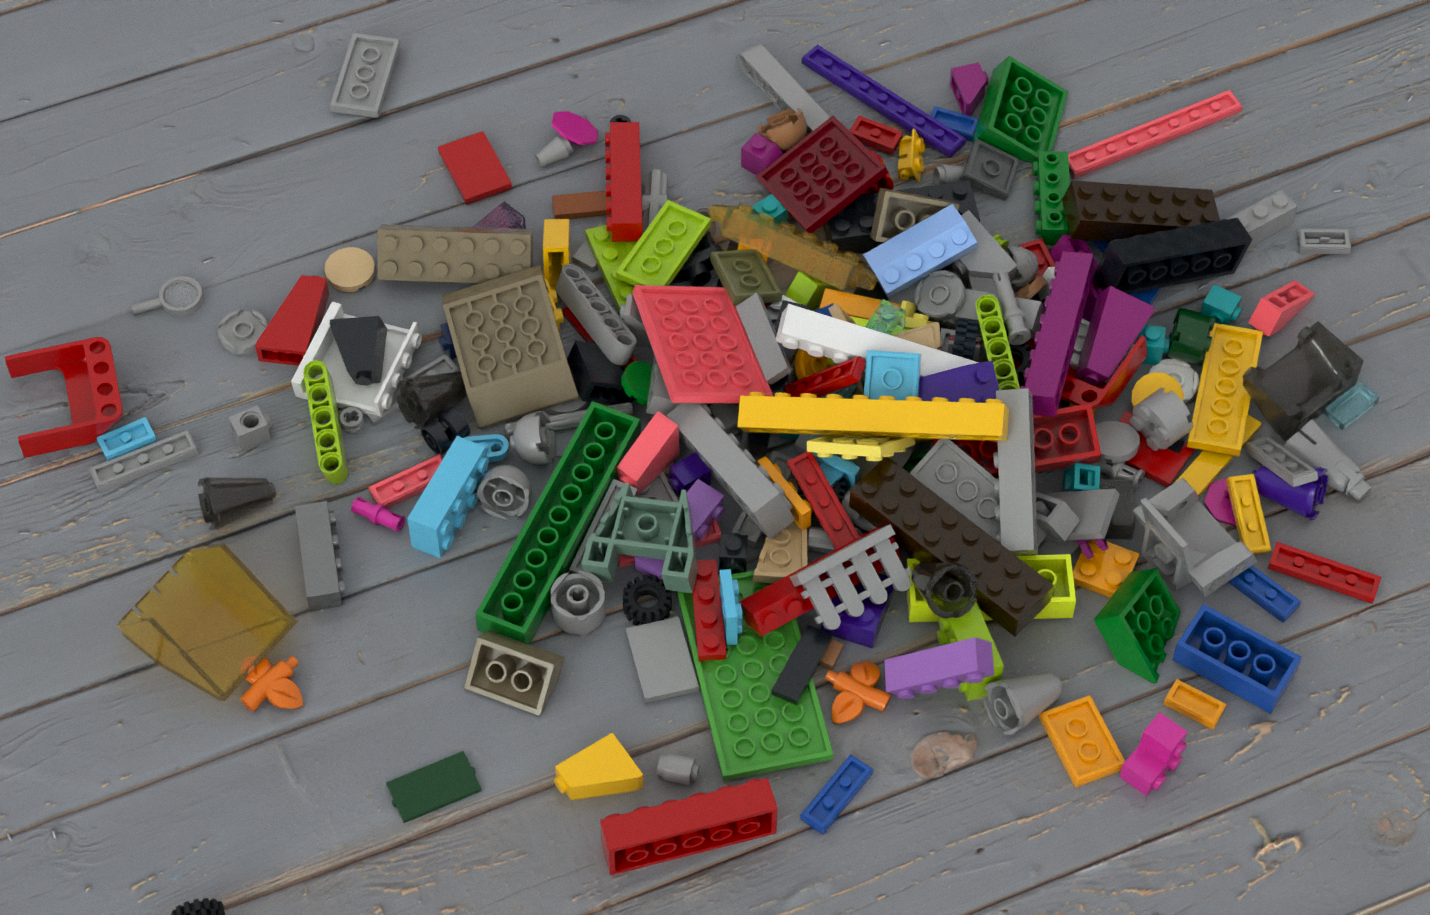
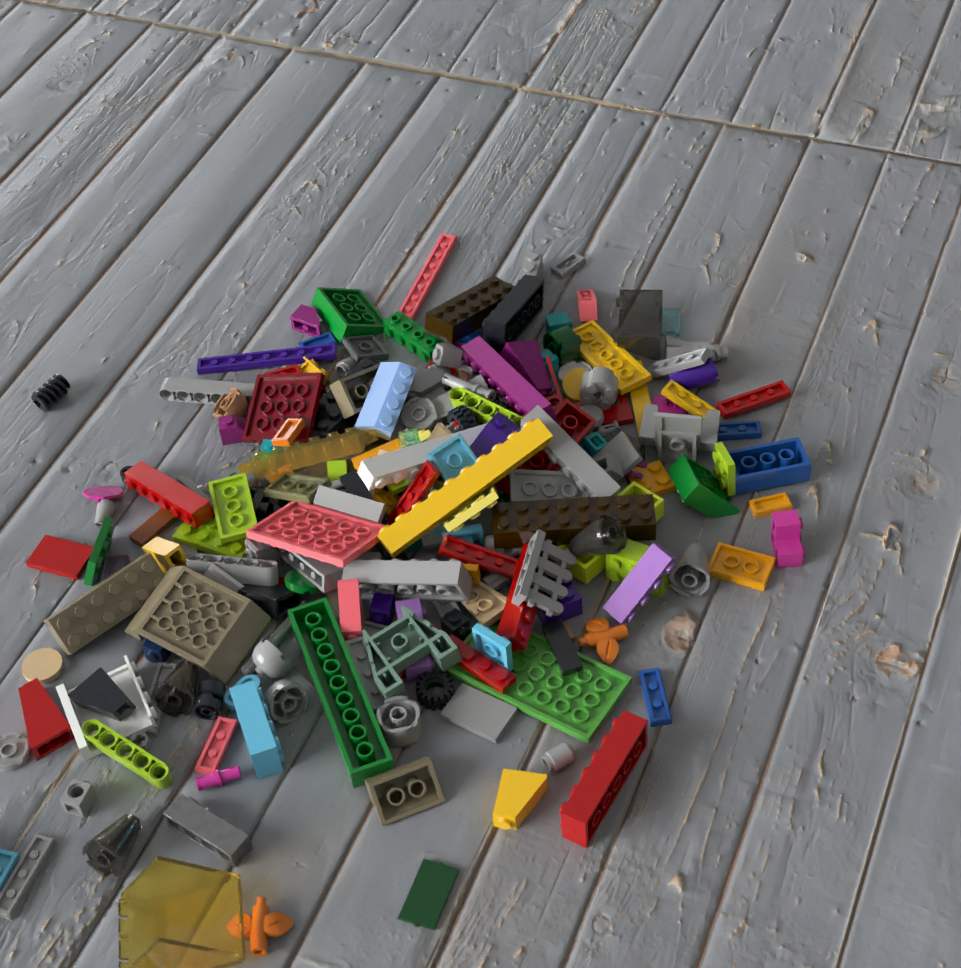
camera: 40 degrees left, 10 degrees down
(505, 189) = (99, 550): none -> green plate
(574, 319) = (221, 577): none -> white tile
(791, 208) = (288, 432): none -> orange tile
(1042, 248) = (447, 355): none -> light grey slope
(1180, 621) = (724, 469): none -> lime plate

